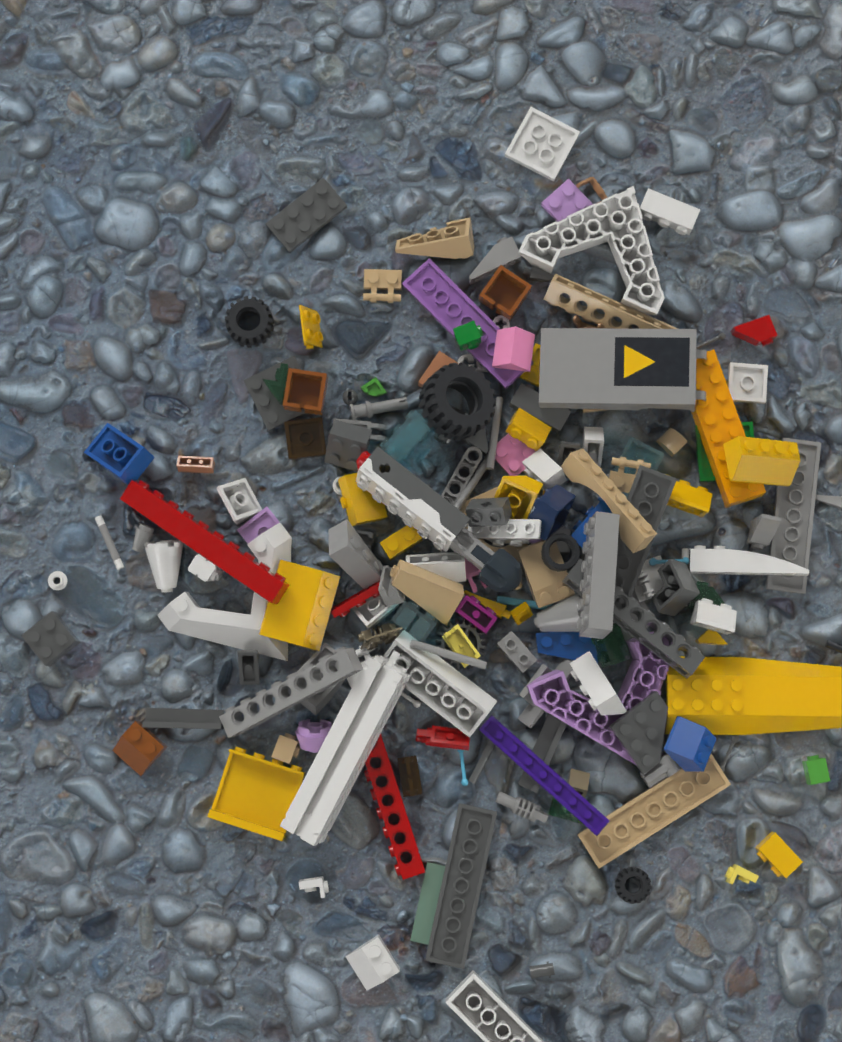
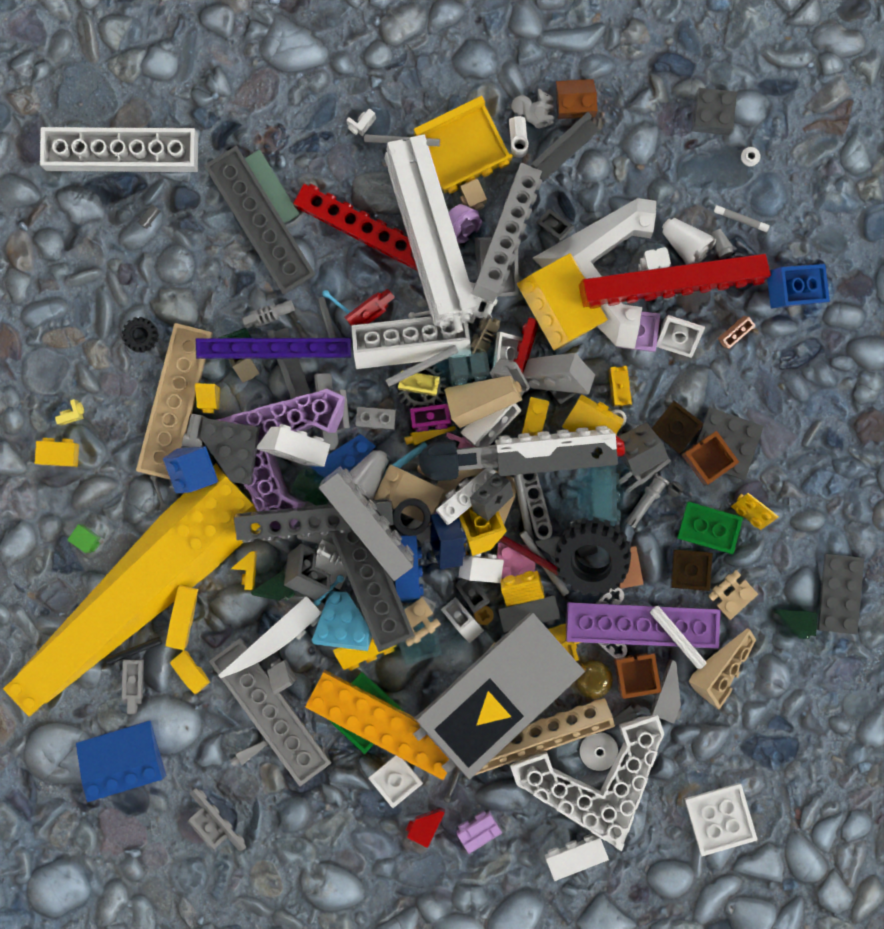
camera: 130 degrees right, 5 degrees up
(180, 766) = (536, 112): none -> light grey animal
(209, 761) = (518, 136): none -> white piece
(244, 307) = (817, 467): black tyre -> none
(278, 387) = (733, 442): clear green slope -> none
(299, 844) = (384, 139): none -> light grey bar
(317, 506) = (619, 386): none -> yellow hinge
(352, 346) = (710, 527): none -> green plate
(354, 222) = (799, 622): none -> clear green slope
(373, 388) = (663, 512): bright green tile -> none
(373, 963) = (270, 111): white slope -> none
(394, 329) = (691, 570): none -> dark brown plate
(409, 776) = (368, 260): dark brown hinge -> none
(451, 288) = (678, 637): none -> white axle
(468, 335) = (632, 614): green brick -> none
(499, 446) = (529, 554): none -> dark red piece
(513, 349) = (589, 636): bright pink slope -> none
(521, 613) = (399, 450): yellow tile -> none
(537, 316) = (595, 680): none -> clear yellow cylinder
(565, 201) = (660, 791): lavender plate -> none
(574, 439) = (485, 612): none -> pearl gold wheel
(580, 324) = (552, 709): medium nougat piece -> none
(583, 277) = (594, 742): none -> white dish
(596, 186) = (648, 825): medium nougat piece -> none
(626, 787) = (207, 397): none -> yellow slope
(632, 526) = (375, 583): tan arch -> none
(672, 441) = (409, 681): tan brick -> none
(683, 525) = (342, 624): none -> medium azure plate
(714, 617) = (257, 577): white slope -> none
(721, 292) = (478, 831): none -> lavender brick
(761, 460) = (329, 726): yellow slope -> none
(796, 643) = (182, 617): none -> yellow slope
(826, 598) = (189, 672): none -> yellow slope

